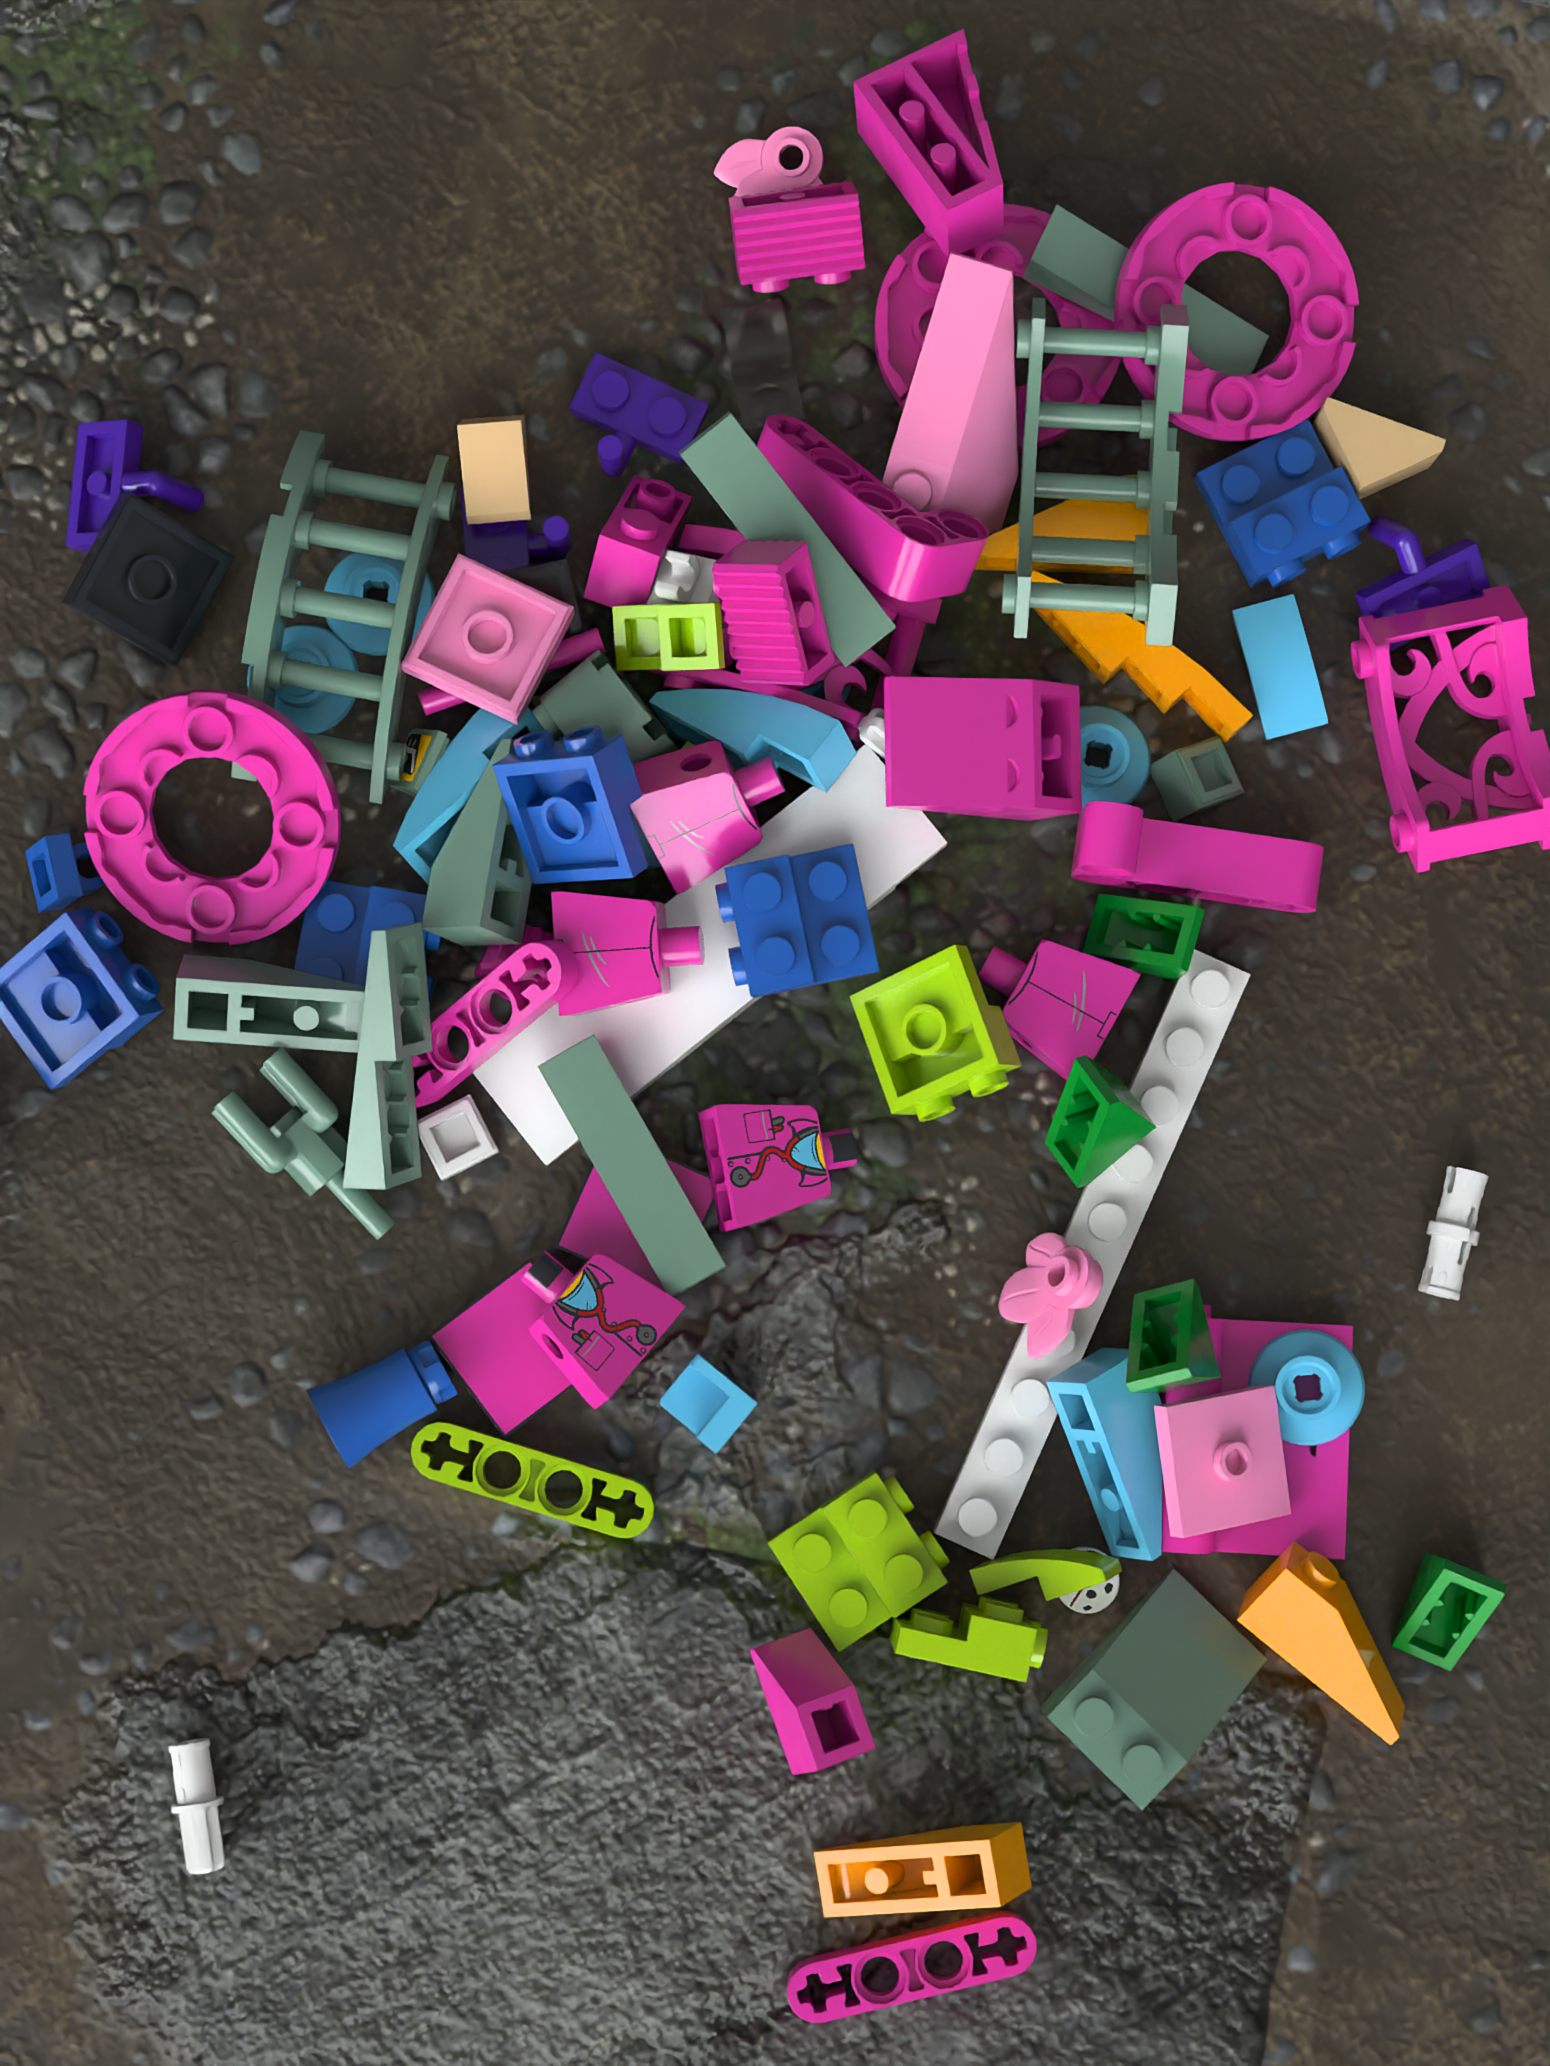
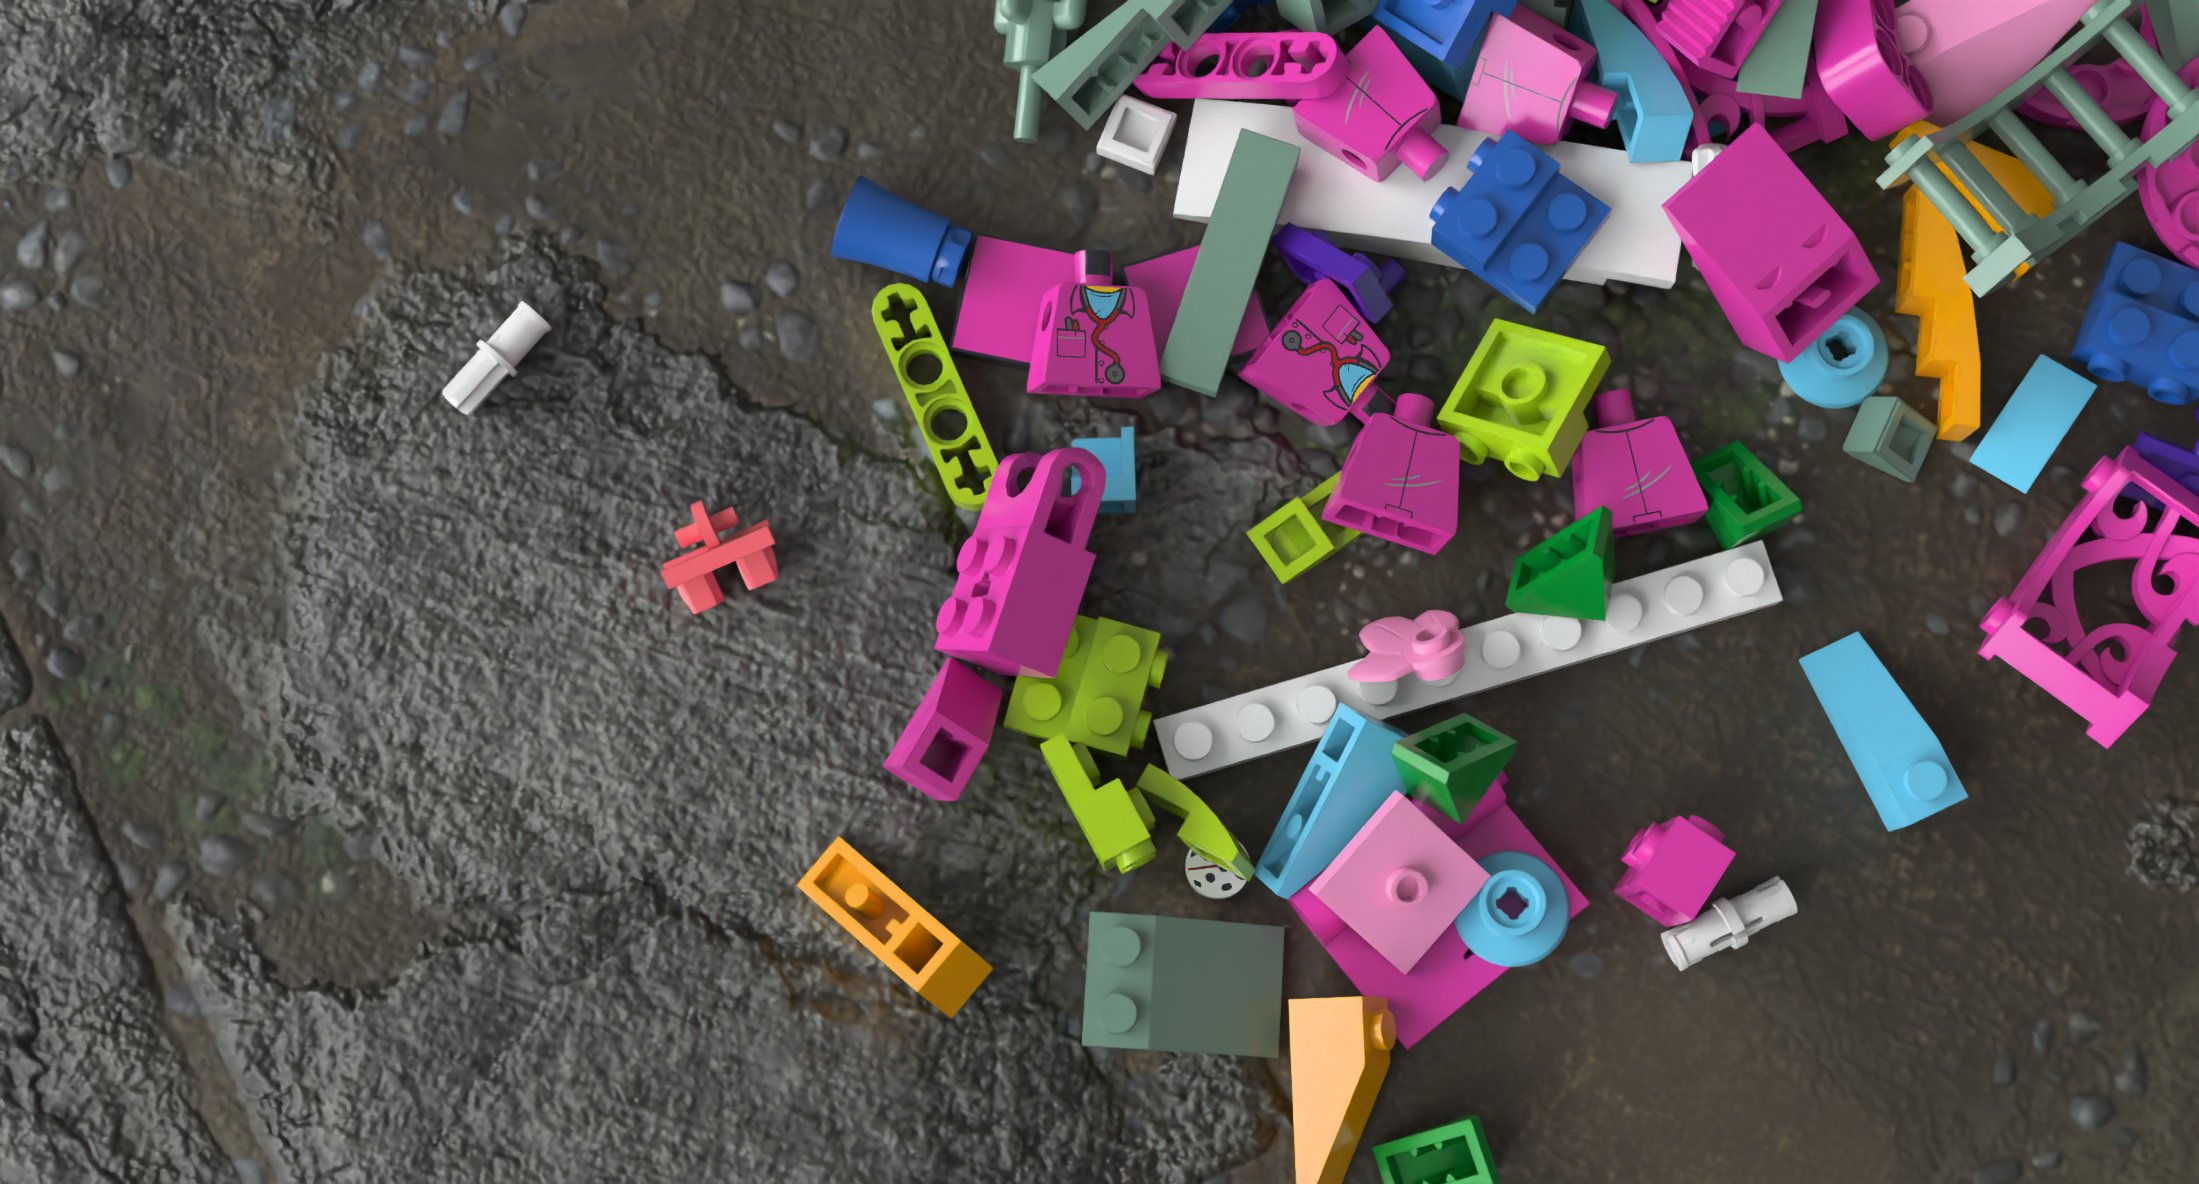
camera: 60 degrees right, 5 degrees down
(506, 1761) = (694, 570): none -> coral hips
(732, 1084) = (1357, 277): none -> dark purple plate
(737, 1538) = (1024, 567): none -> dark pink brick
(890, 1273) = (1297, 537): none -> lime slope
(913, 1183) = (1400, 479): none -> dark pink torso
(913, 1978) = (810, 987): dark pink beam -> none
(1194, 861) = (1838, 497): dark pink beam -> none
(1385, 1246) = (1673, 868): none -> dark pink brick
(1411, 993) = (1882, 733): none -> medium azure slope

